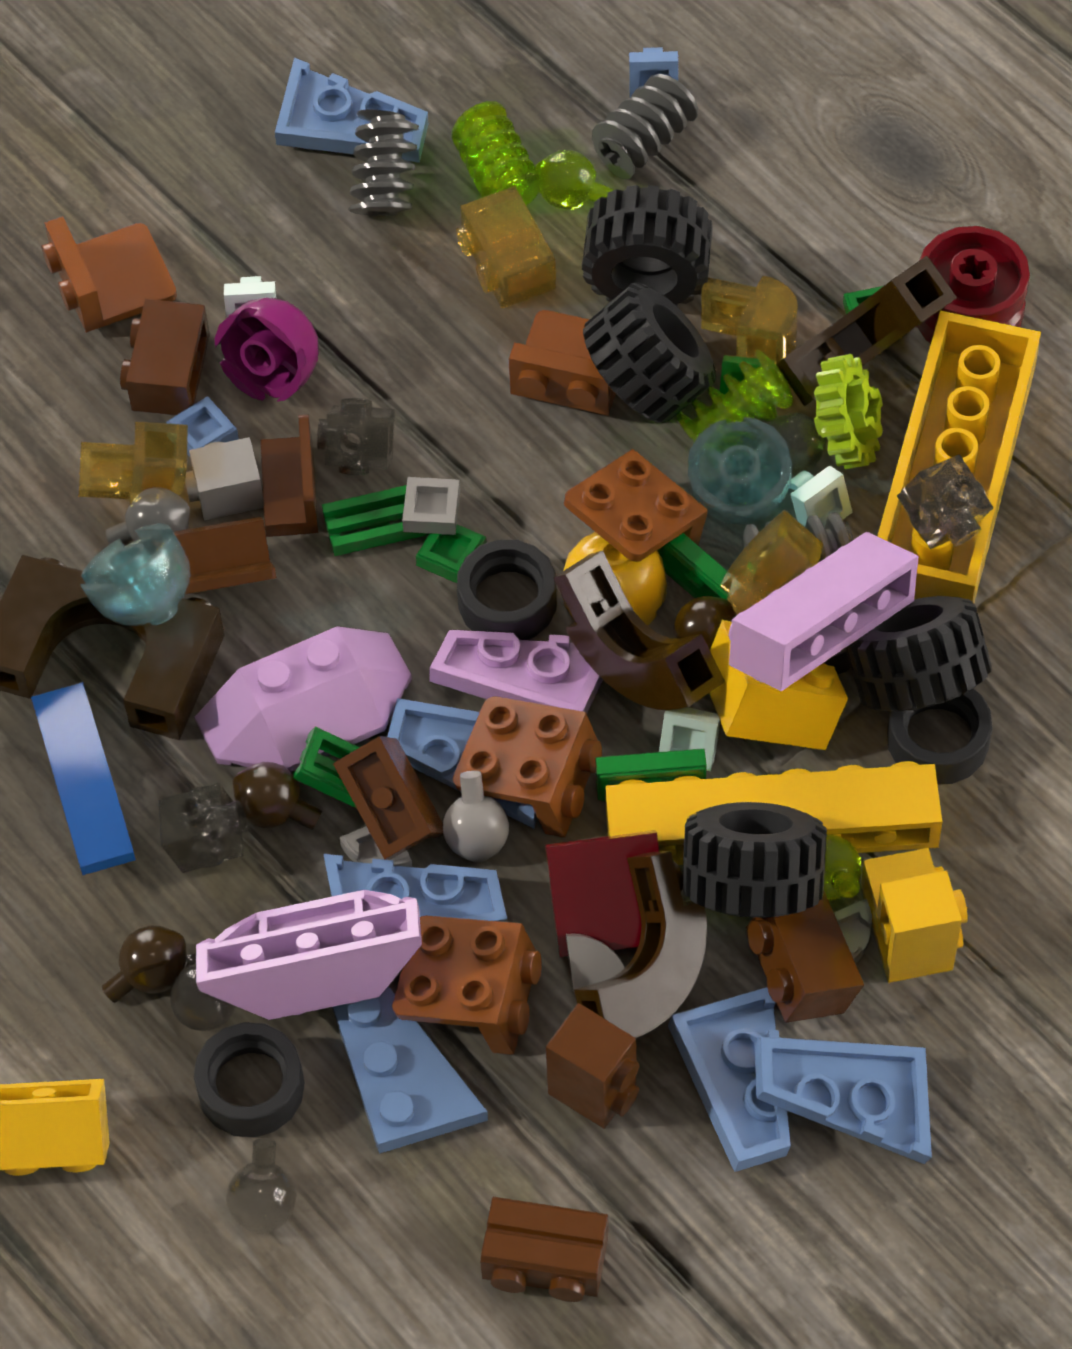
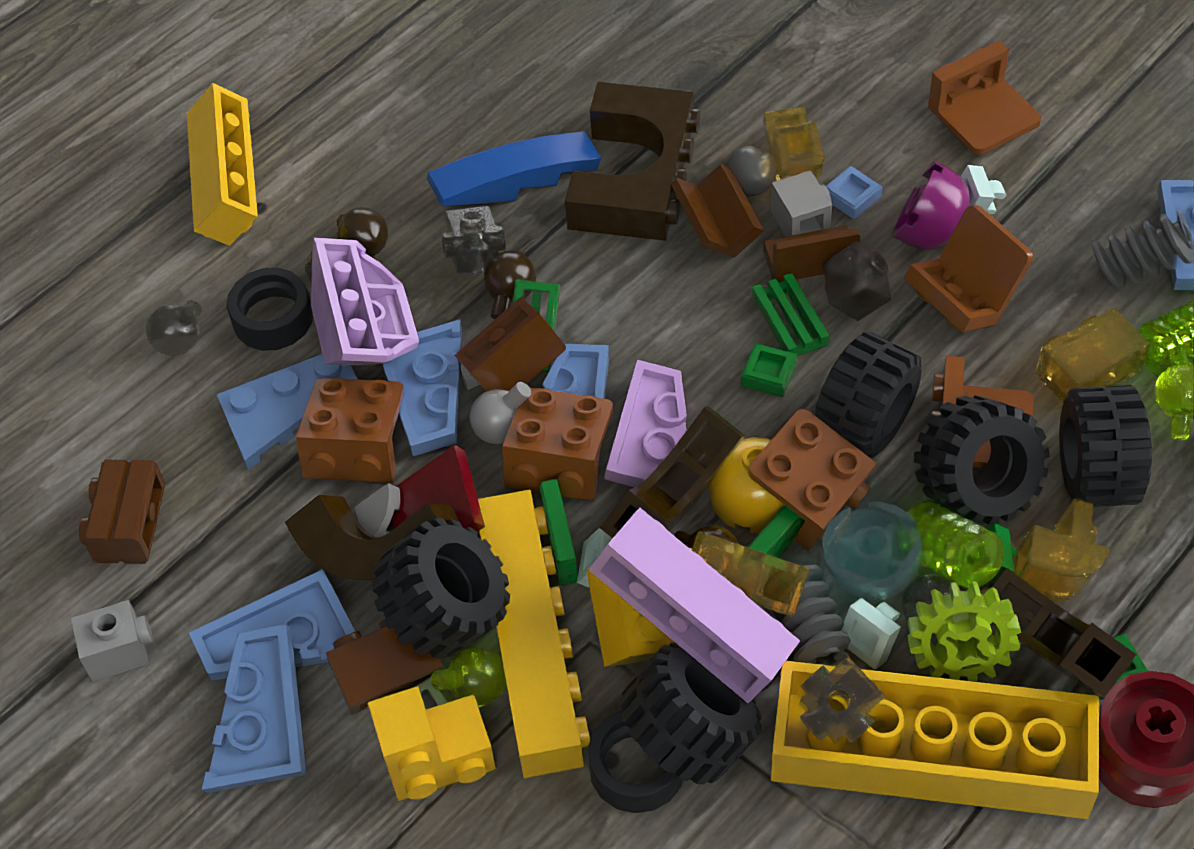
camera: 85 degrees right, 5 degrees down
(140, 579) = (660, 143): clear light blue cylinder -> none
(166, 357) = (903, 150): reddish brown brick -> none
(331, 681) = (608, 297): lavender wedge -> none
(376, 323) = (973, 273): none -> dark orange bracket
(431, 505) = (800, 340): light grey tile -> none
(507, 557) = (735, 380): black tyre -> none
(542, 438) = (869, 392): none -> black tyre
(592, 1066) = (259, 506): reddish brown brick -> none
(730, 1255) = (112, 640): none -> light grey brick

